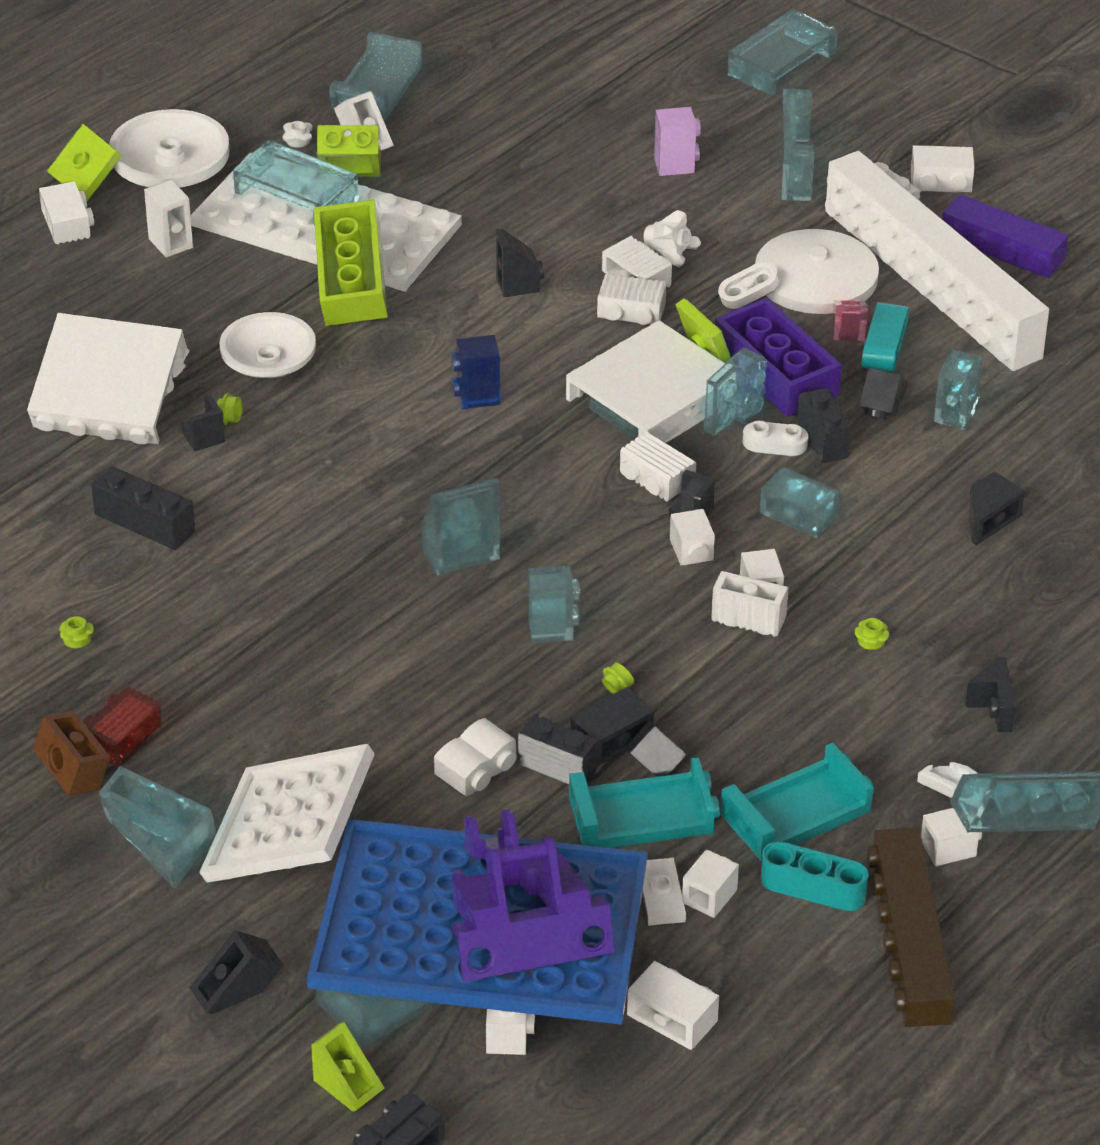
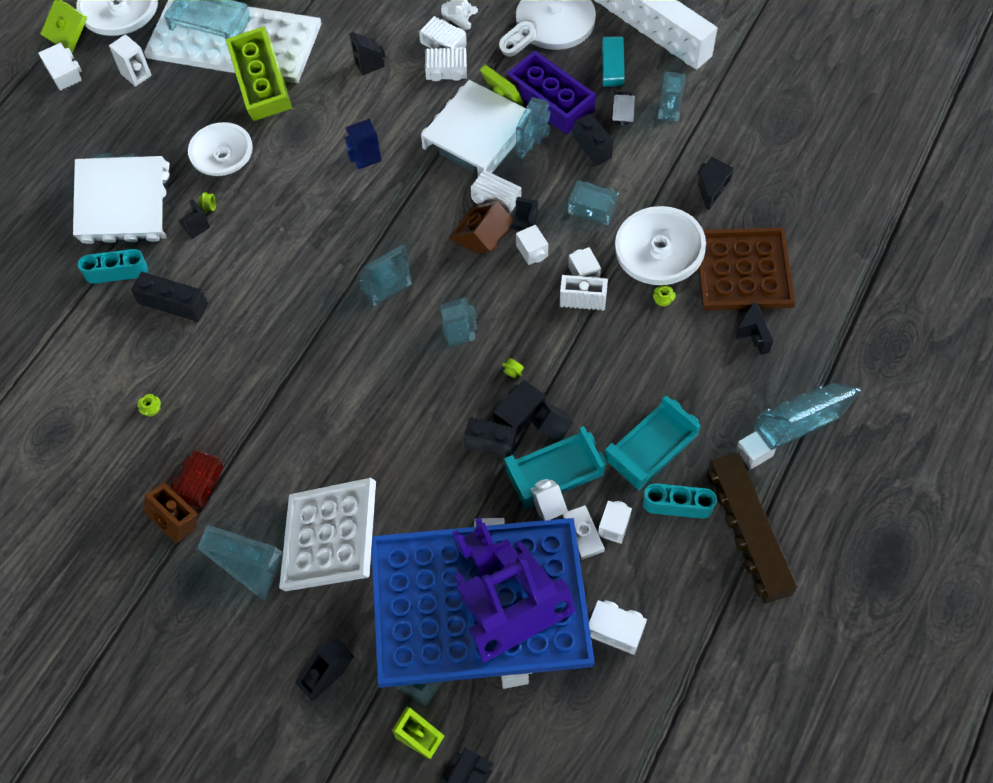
camera: 10 degrees left, 20 degrees up
(69, 458) = (112, 266): none -> teal beam
(475, 757) = (437, 453): white brick -> none
(620, 829) = (548, 499): none -> white brick
(625, 504) = (482, 227): none -> reddish brown slope
(775, 438) = (563, 153): white plate -> none
(849, 320) = (587, 51): clear pink slope -> none
(883, 566) = (660, 245): none -> white dish
(943, 778) = (747, 403): white plate -> none
(1006, 614) = (746, 269): none -> reddish brown plate

